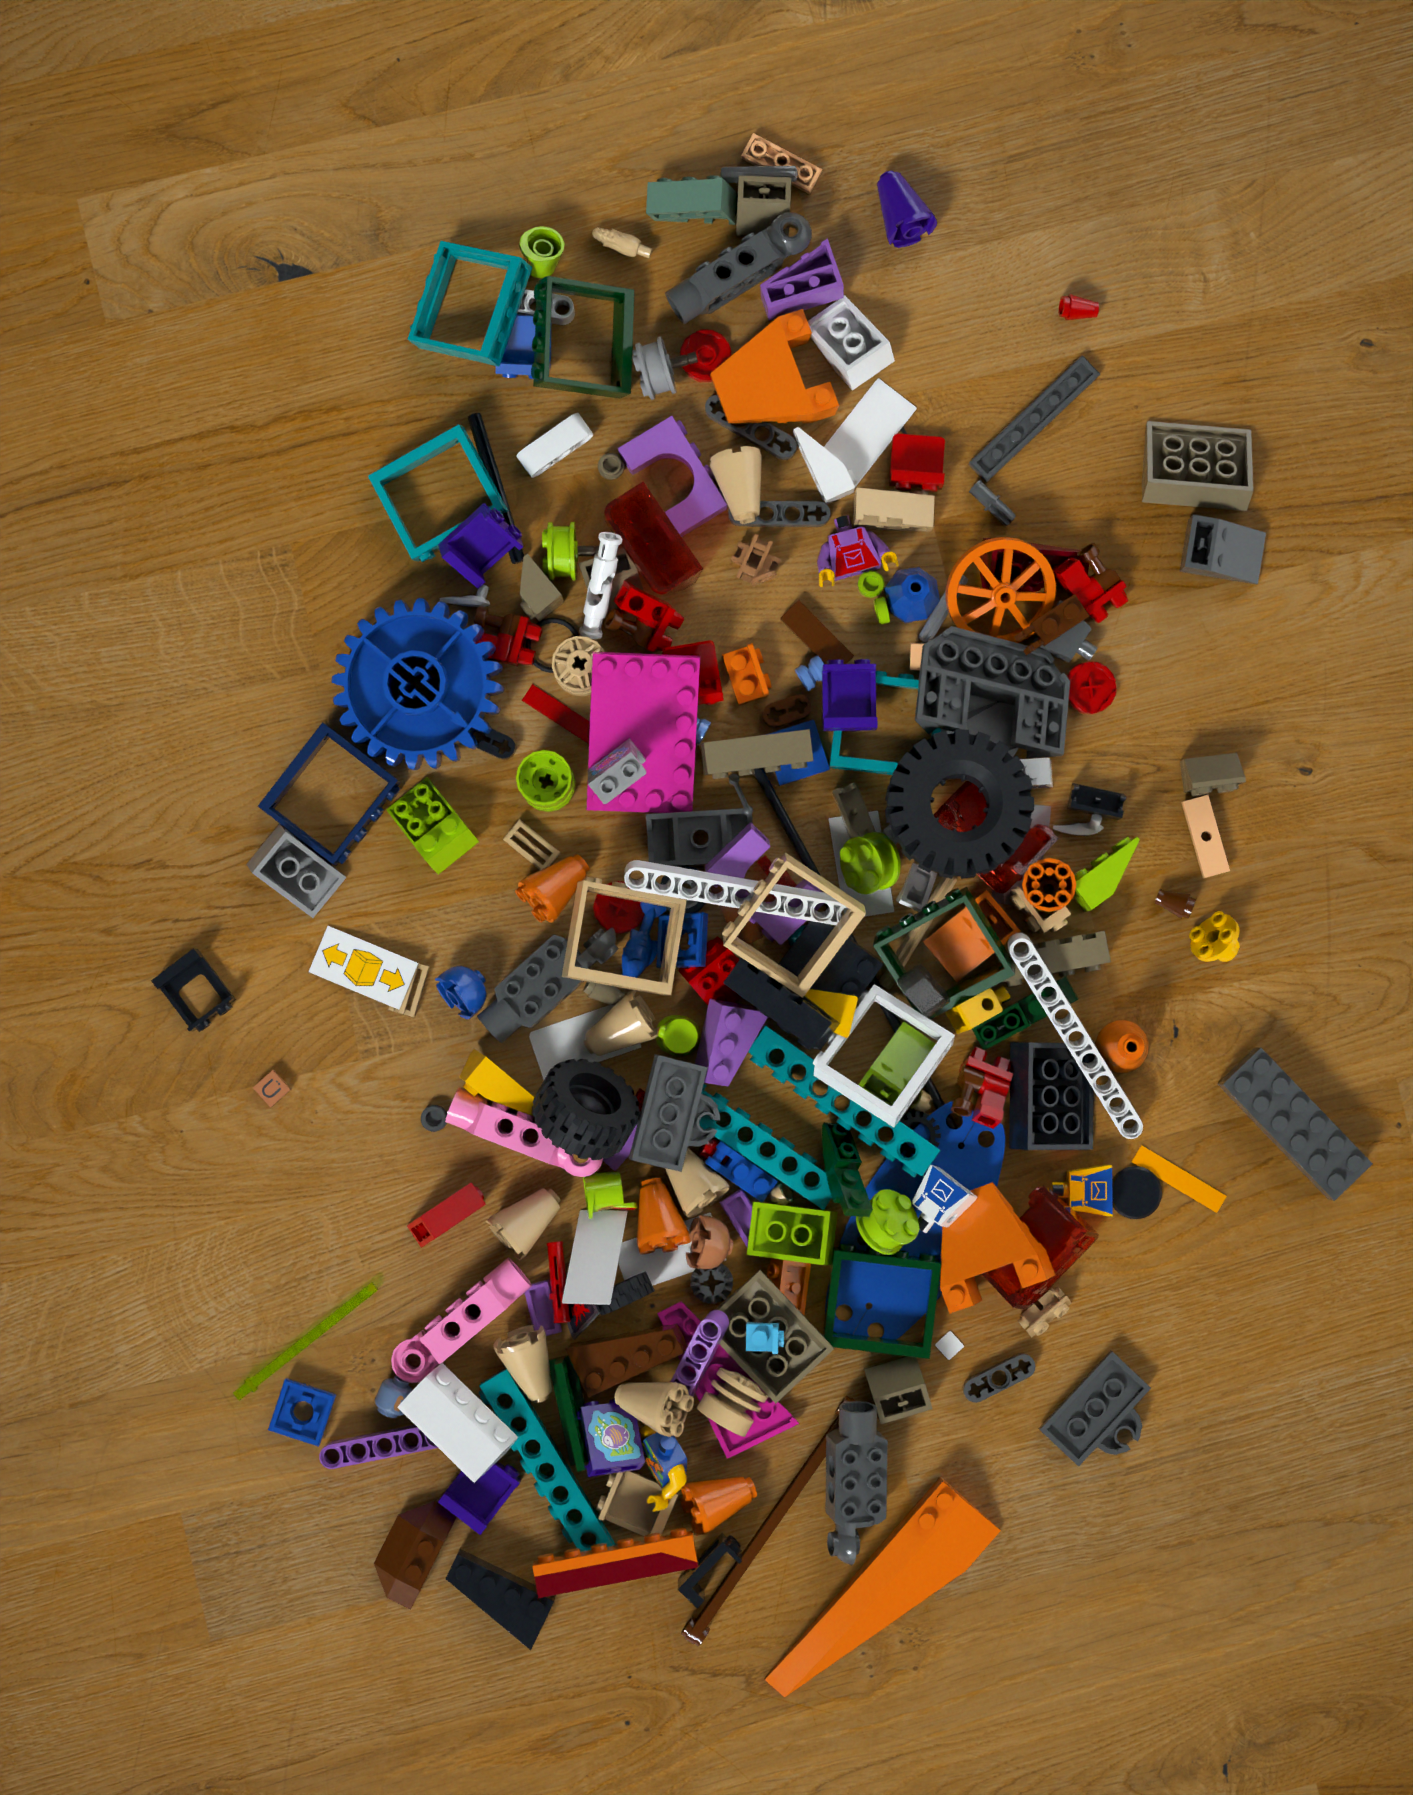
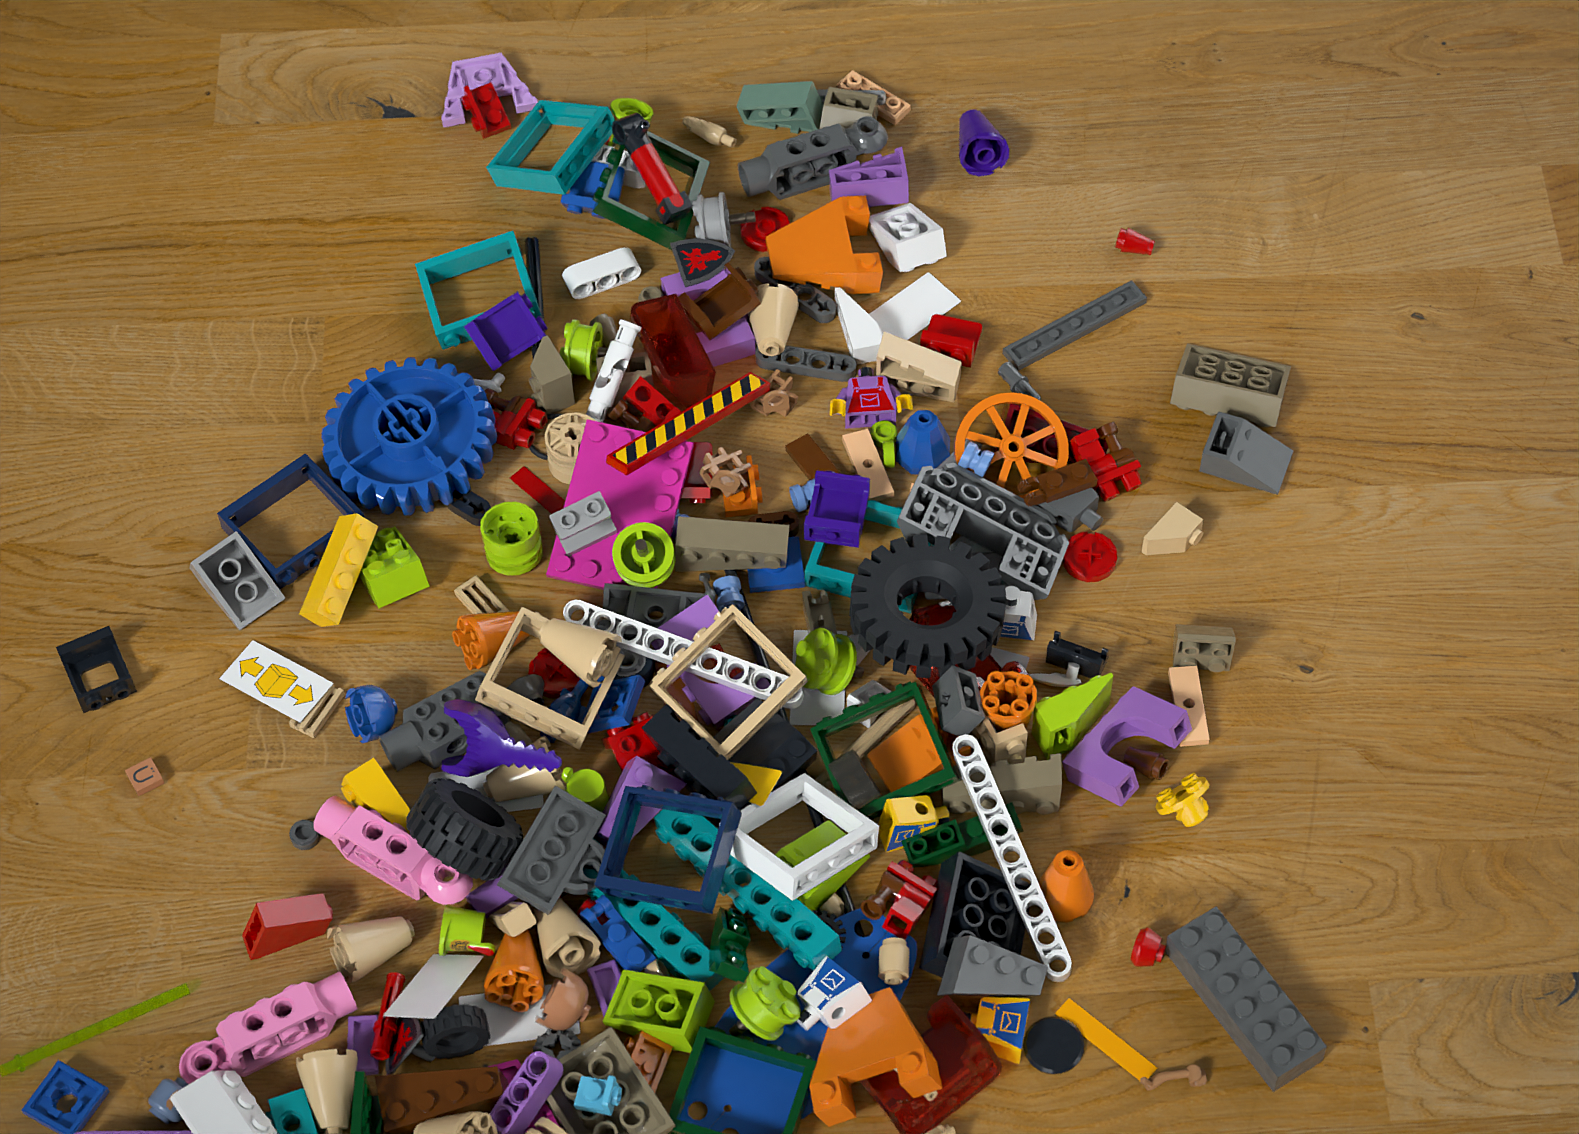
camera: 15 degrees right, 30 degrees down
(371, 217) = (479, 72): none -> lavender wing
(387, 259) = (486, 110): none -> red bracket
(392, 848) = (338, 570): none -> yellow brick
(558, 298) = (632, 133): none -> piece
(575, 512) = (608, 326): none -> dark tan cone
(580, 1013) = (490, 743): none -> dark purple animal
(645, 1176) = (513, 918): none -> tan slope
(648, 914) = (581, 648): none -> tan cone
(653, 420) = (700, 259): none -> shield
(679, 786) = (644, 555): none -> lime wheel
(687, 476) = (722, 303): none -> reddish brown panel
(690, 636) = (687, 423): none -> tile
(728, 668) = (727, 477): none -> medium nougat piece
(765, 807) = (728, 593): none -> medium blue wheel
(768, 1141) = (621, 834): none -> dark blue window
(856, 612) = (868, 463): none -> light nougat tile
(971, 617) = (976, 459): none -> medium blue wheel
(988, 1153) = (893, 961): none -> tan brick
(1004, 896) = (958, 701): none -> dark grey brick
(1074, 1152) = (989, 970): none -> dark grey wedge
(1158, 858) = (1133, 715): none -> medium lavender arch
(1167, 649) = (1173, 532): none -> tan slope
(1204, 1091) = (1147, 948): none -> red cone
(1260, 1199) = (1196, 1077): none -> medium nougat piece

